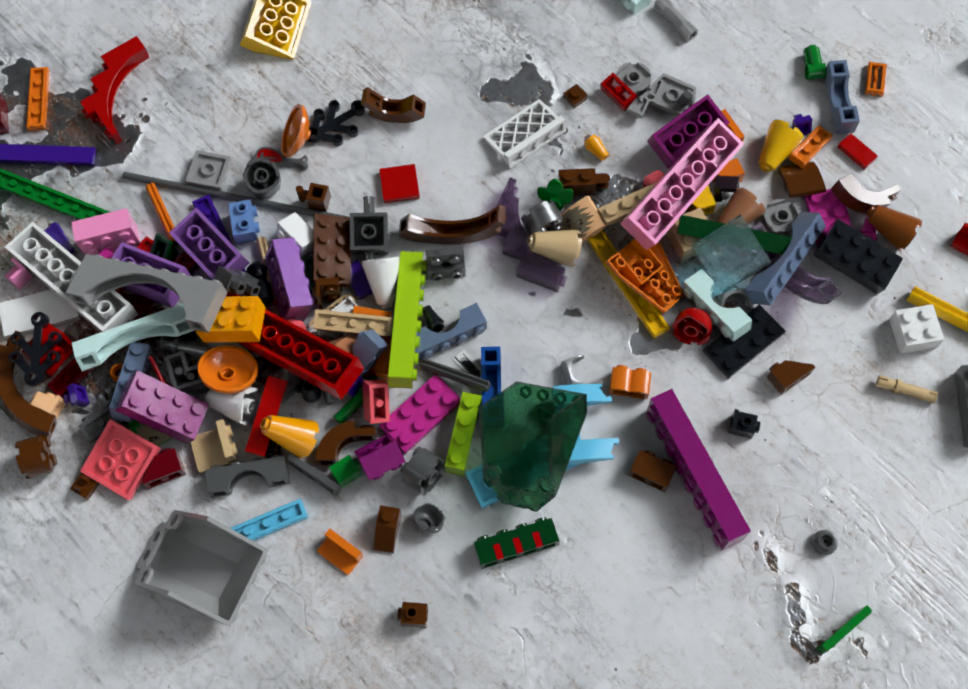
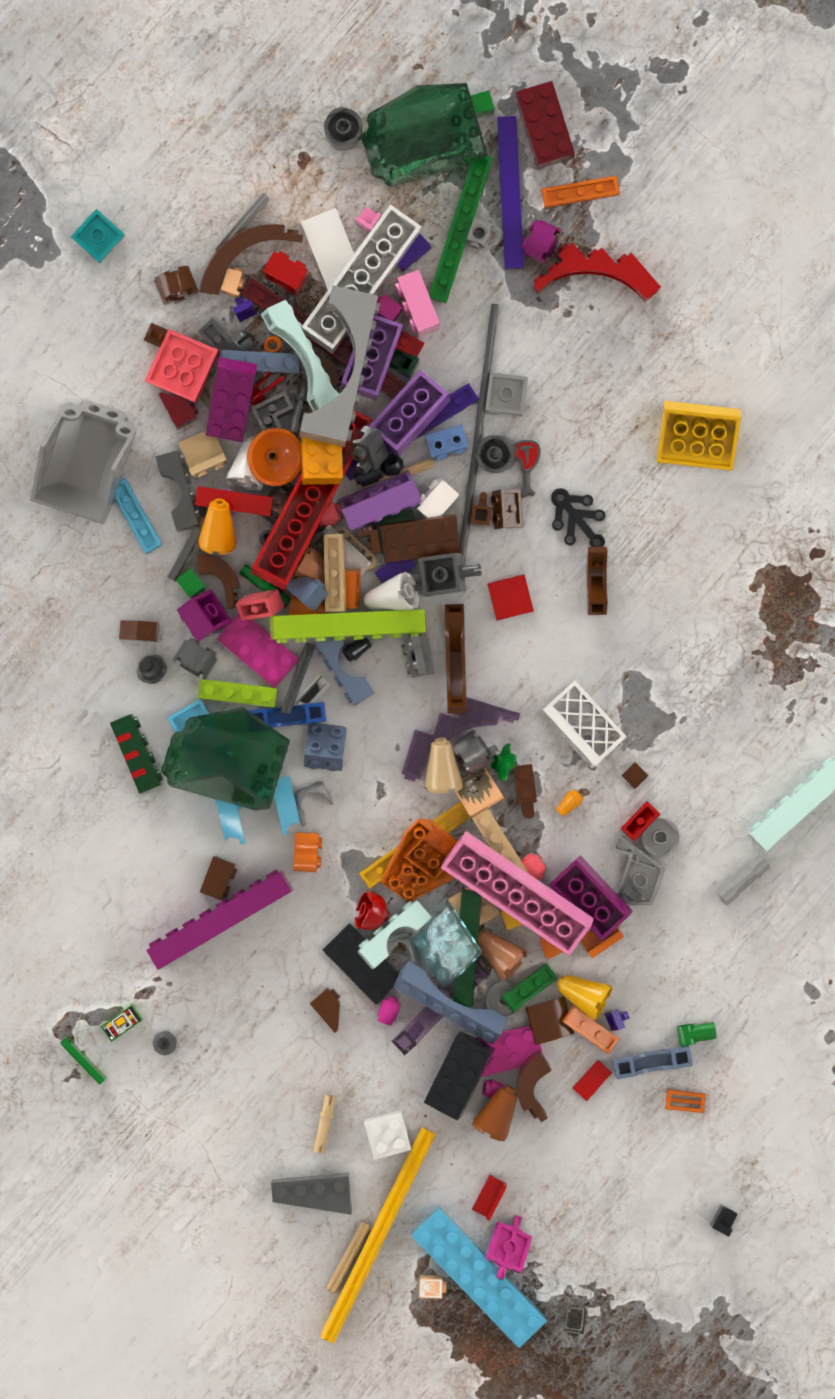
camera: 85 degrees right, 20 degrees up
(37, 351) = (273, 266): black plant -> none
(49, 175) = (482, 225): none -> light grey brick
(72, 125) = (541, 241): none -> magenta brick
(161, 210) = (454, 353): orange axle -> none
(295, 131) = (553, 480): orange dish -> none
(316, 174) = (507, 508): none -> bracket
(340, 552) = (114, 589): orange panel -> none
(413, 614) = (61, 664): reddish brown brick -> none
(526, 355) = (325, 747): none -> sand blue bracket
(725, 184) = (530, 941): black panel -> none
(738, 428) = (278, 959): black brick -> none
(771, 193) = (529, 987): none -> green tile
(791, 319) = (388, 1010): none -> dark pink brick
(803, 586) = (121, 1023): none -> tile

